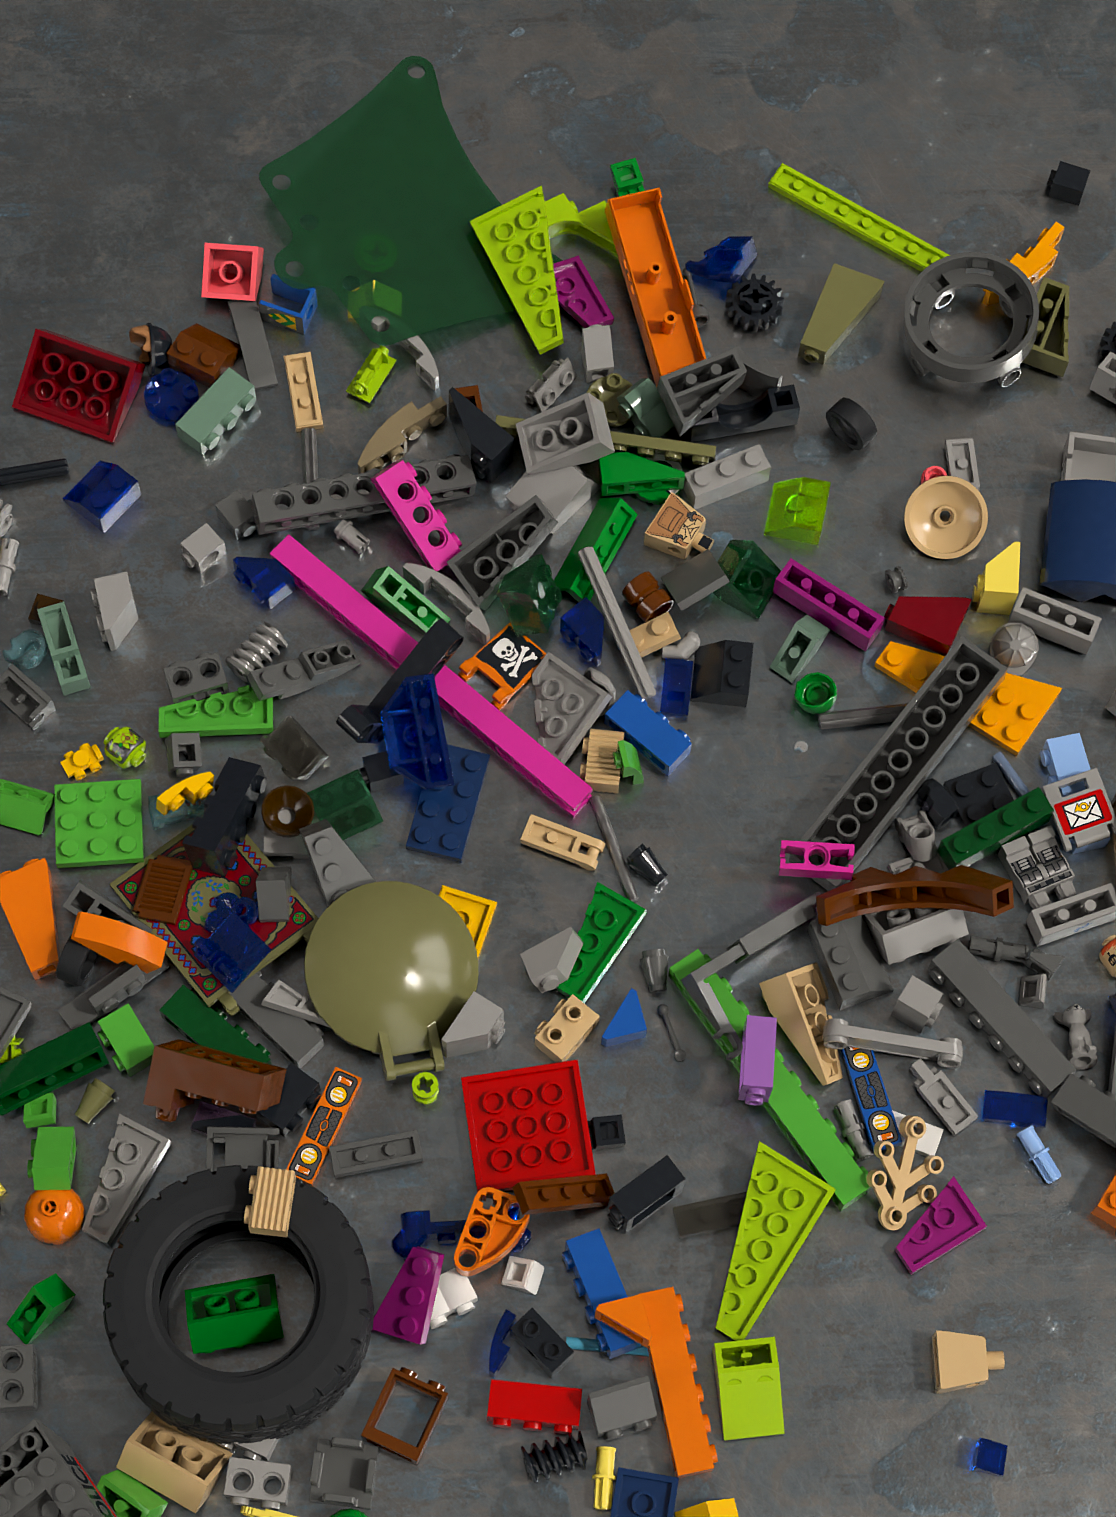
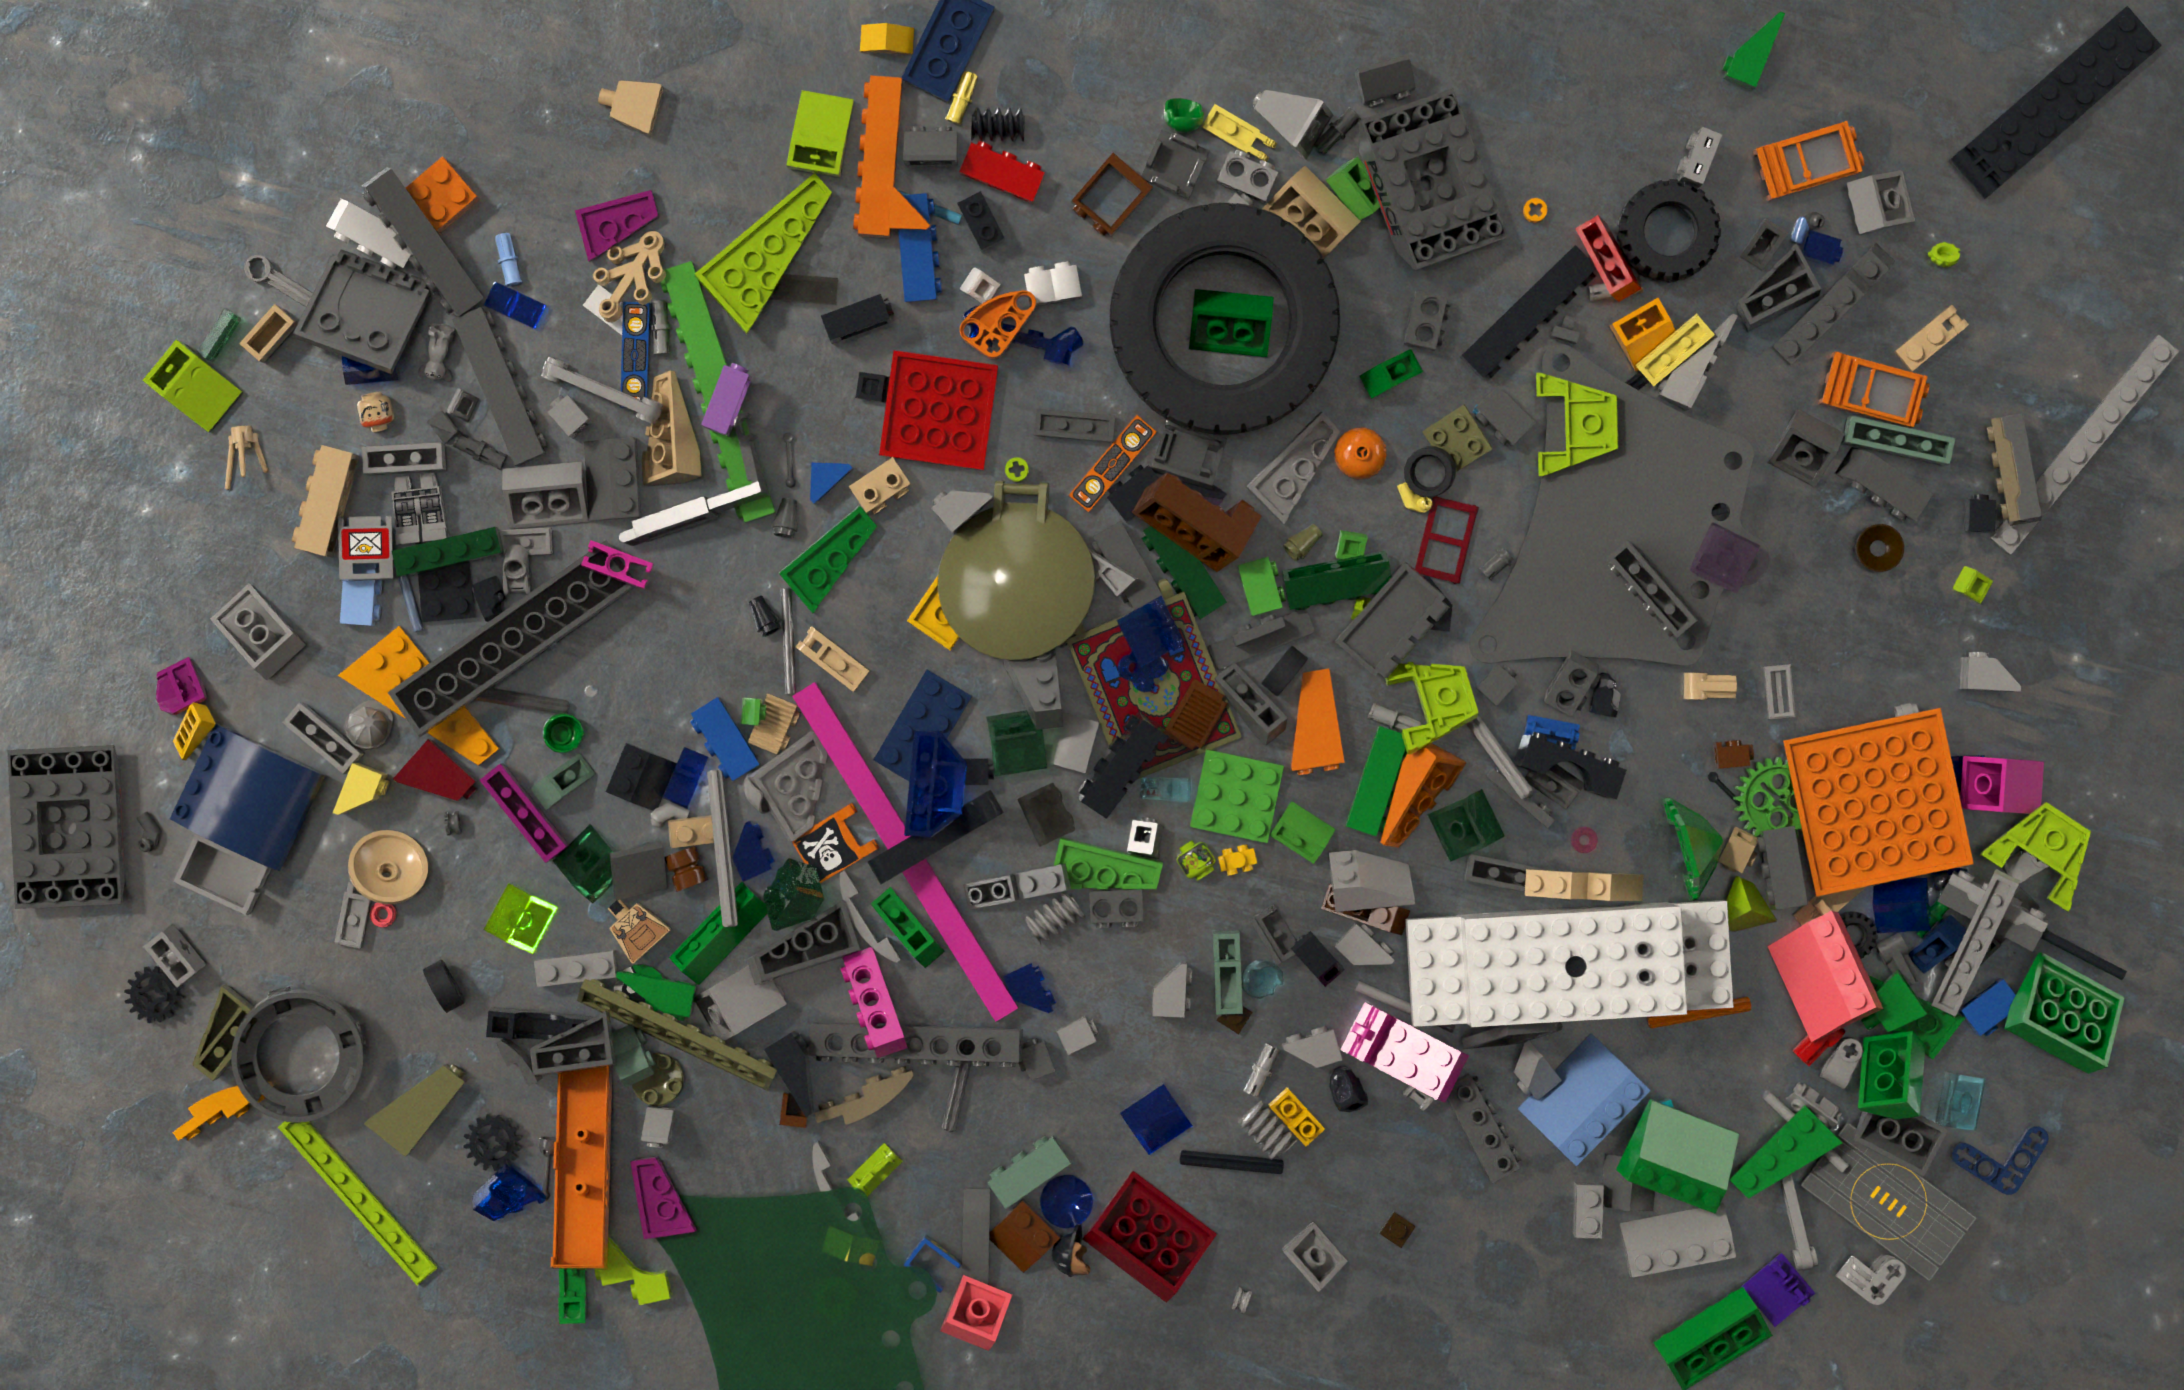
camera: 160 degrees left, 20 degrees up
(52, 1158) = (1349, 496): bright green brick -> none
(119, 941) = (1245, 668): orange slope -> none
(191, 788) = (1143, 794): yellow slope -> none
(271, 1201) = (1175, 382): tan brick -> none
(274, 894) = (1099, 678): dark grey slope -> none
(290, 799) = (1054, 749): dark brown piece -> none
(303, 391) = (942, 1172): tan tile -> none
(351, 536) = (938, 1010): light grey pin -> none
(411, 1297) = (1079, 288): magenta wing -> none
(499, 1351) = (1019, 225): clear blue slope -> none
(521, 255) = (699, 1251): lime wing -> none
(552, 959) = (875, 549): light grey slope -> none
(557, 378) = (699, 1119): light grey hinge -> none
(563, 1193) = (925, 336): reddish brown plate -> none
(565, 435) = (717, 1033): light grey slope -> none
(916, 888) = (535, 517): reddish brown arch -> none
(942, 1097) = (573, 332): light grey hinge -> none
(990, 1457) = (637, 21): clear blue slope -> none
(1068, 182) = (149, 1184): black brick -> none

